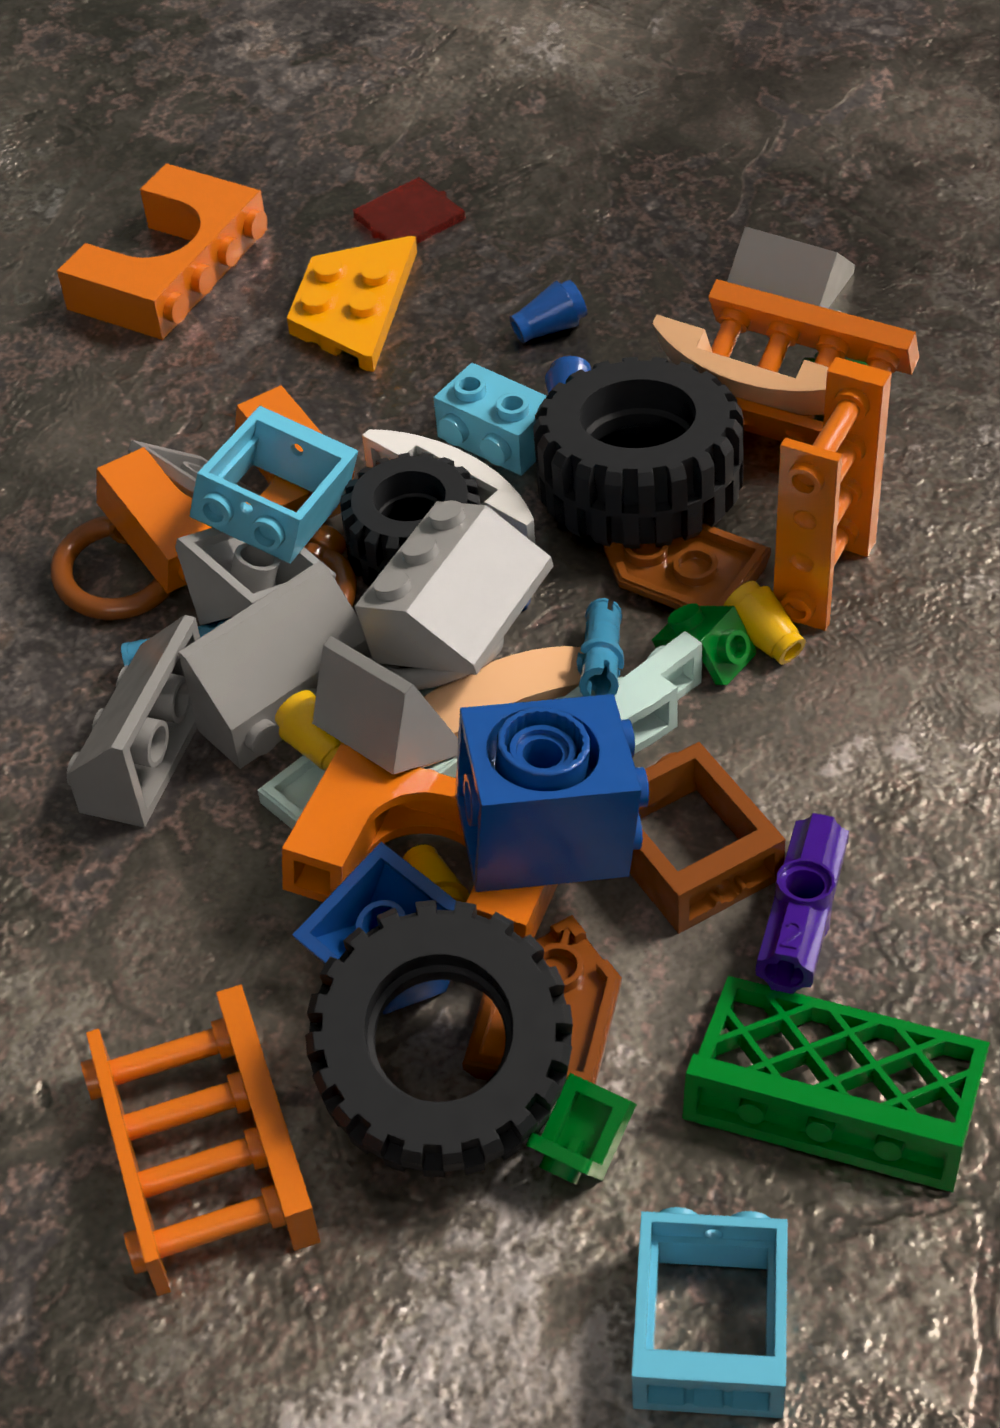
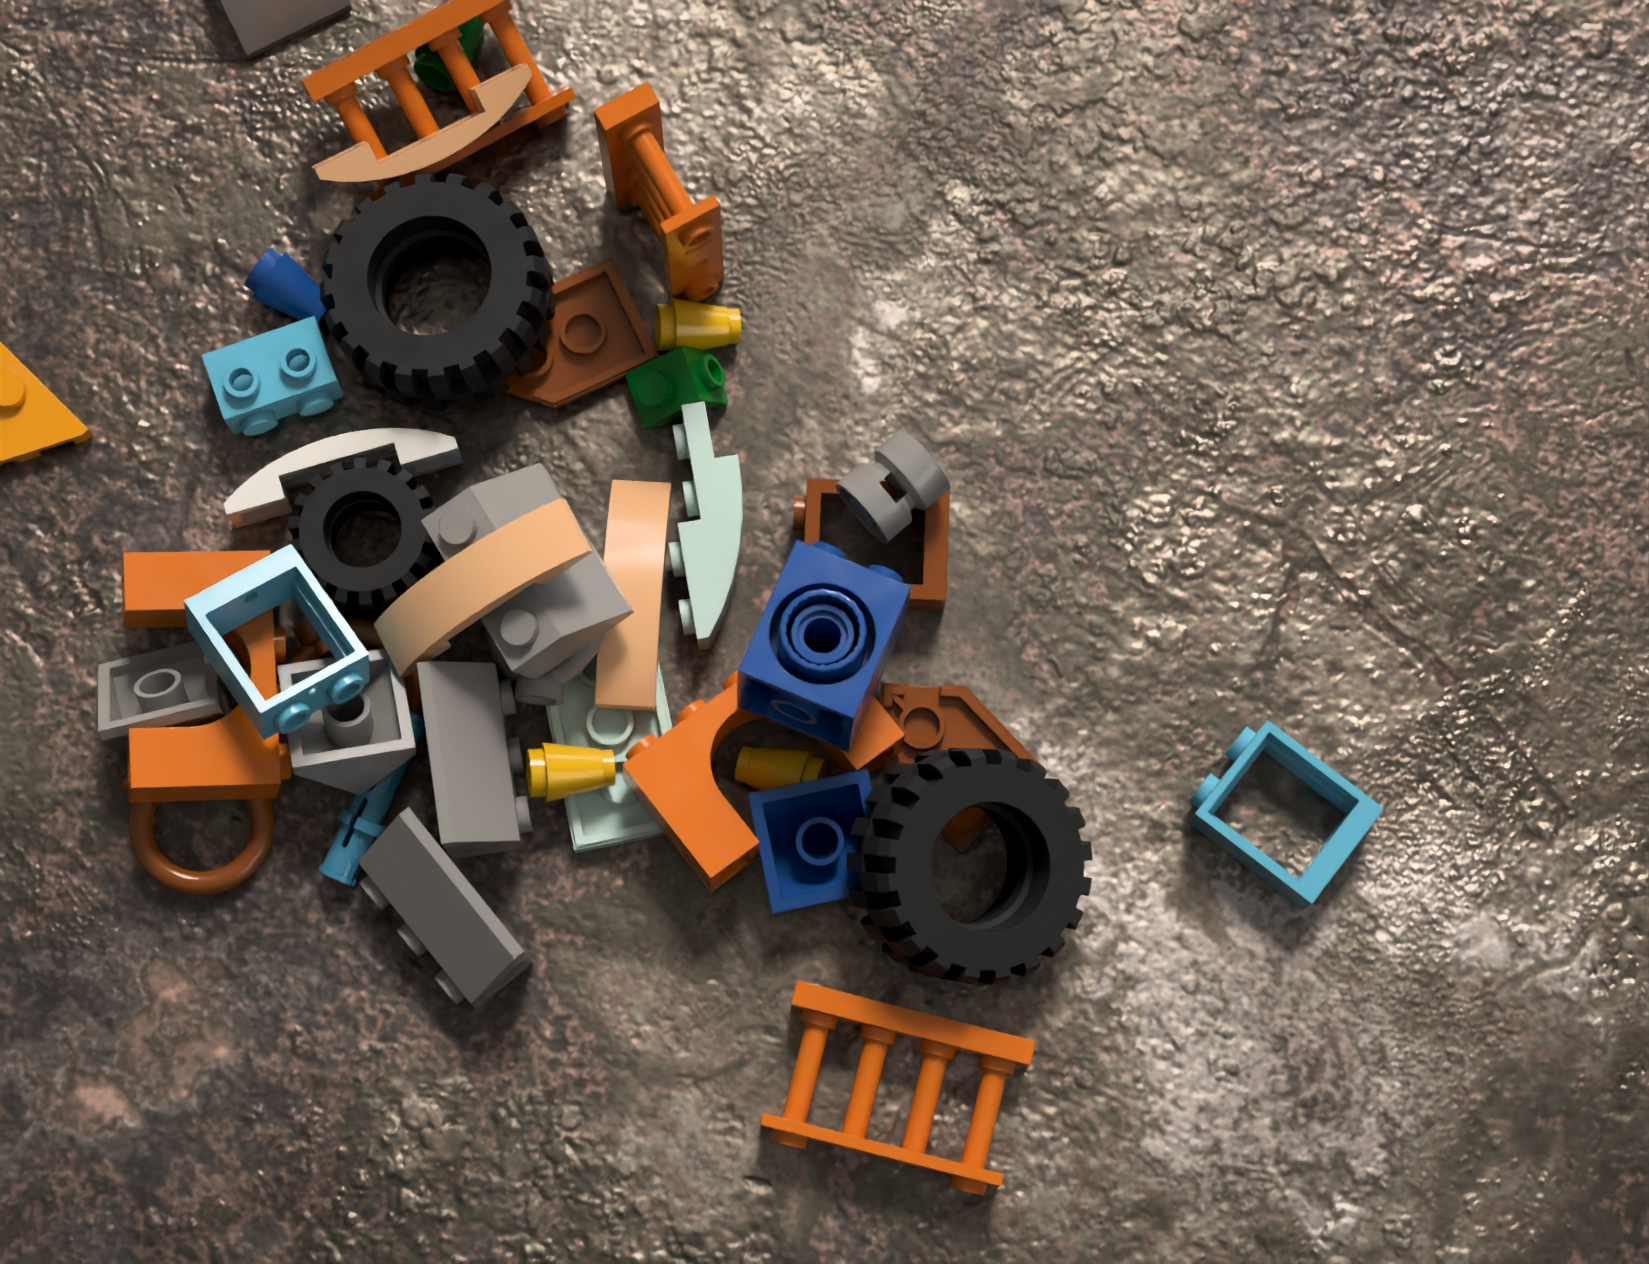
camera: 65 degrees left, 30 degrees up
(378, 712) = (622, 718): light grey slope -> none
(454, 541) = (478, 581): none -> light nougat slope
(550, 312) = (156, 226): blue cone -> none
(582, 1130) = (1096, 802): green bracket -> none
(601, 649) = (663, 492): dark azure pin -> none
(736, 778) = (907, 471): none -> light grey wheel
(802, 904) = (1025, 533): dark purple piece -> none
(823, 1116) = (1186, 633): green fence -> none

